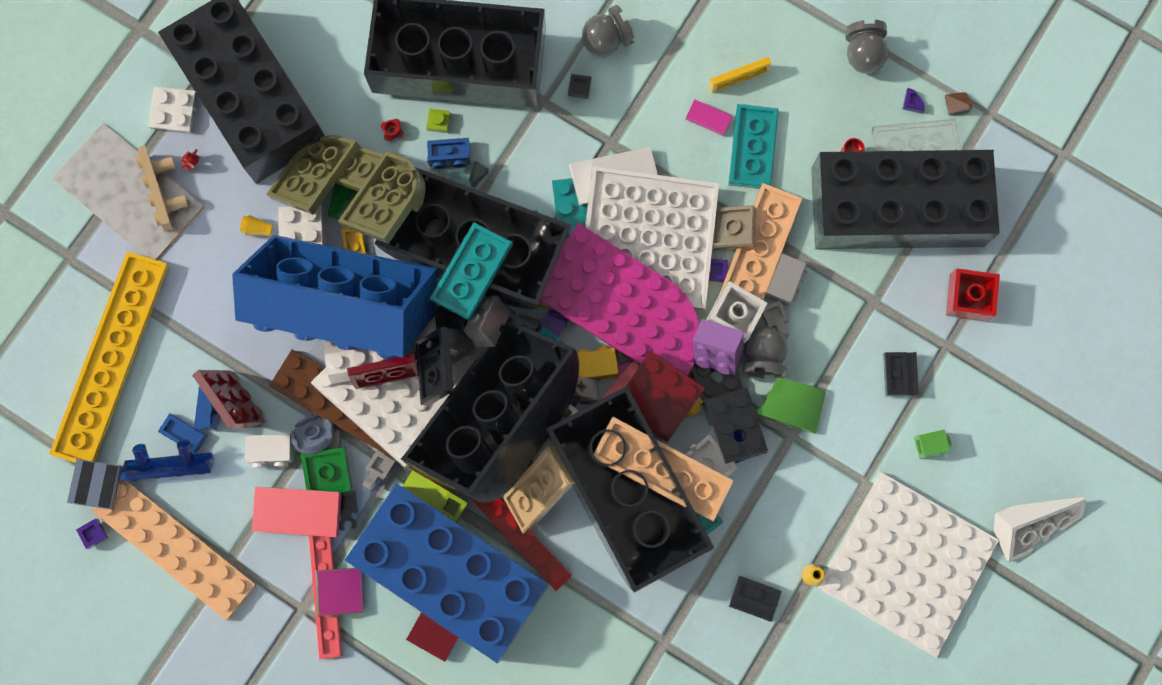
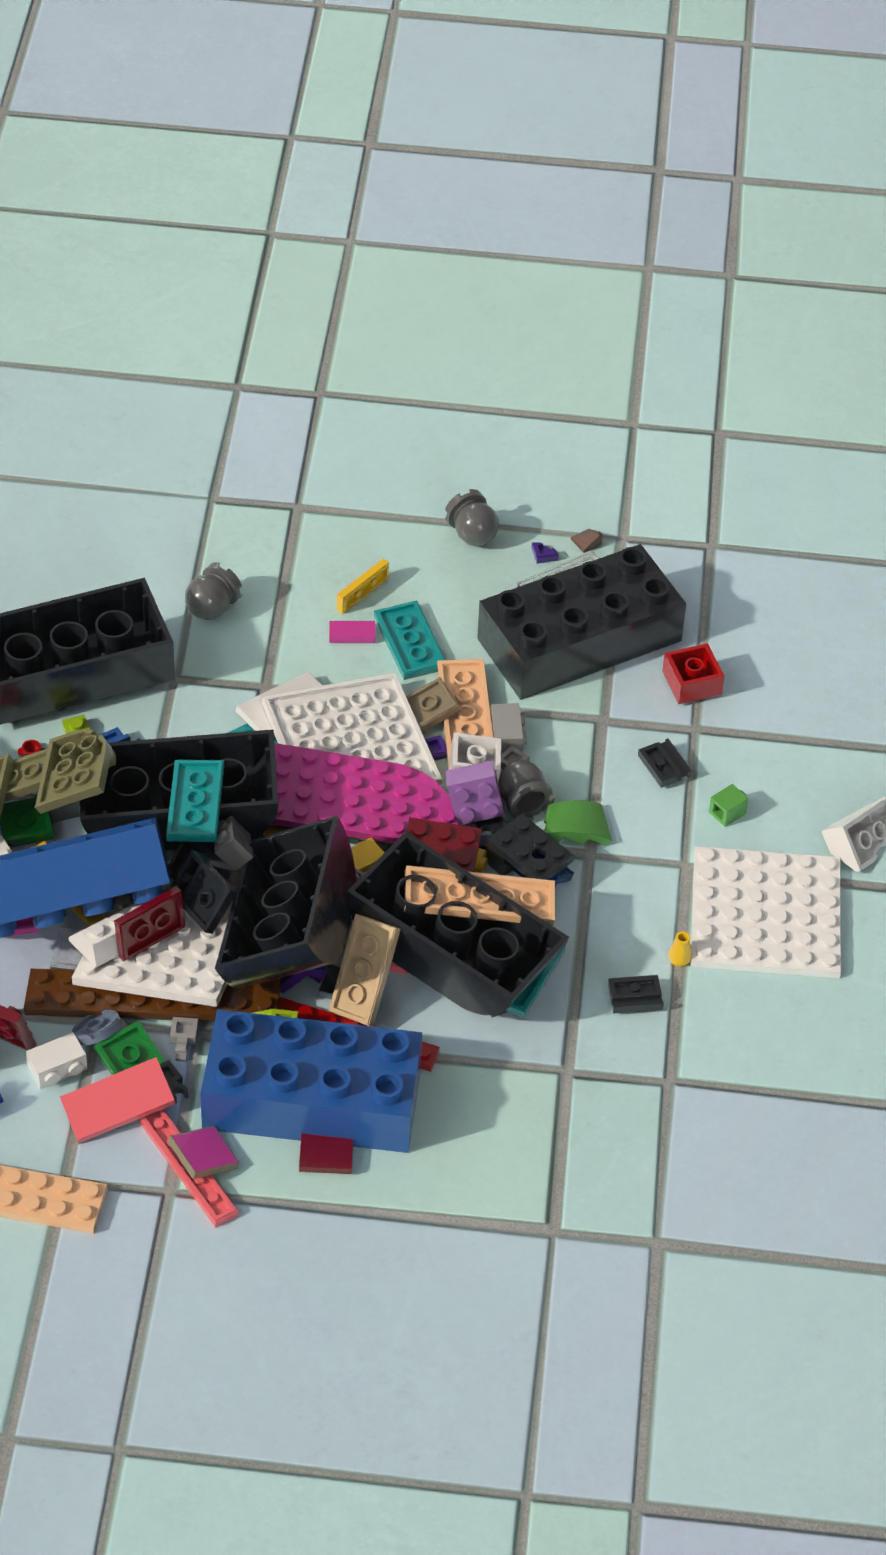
camera: 30 degrees left, 30 degrees down
(579, 86) = (207, 649): black plate -> none

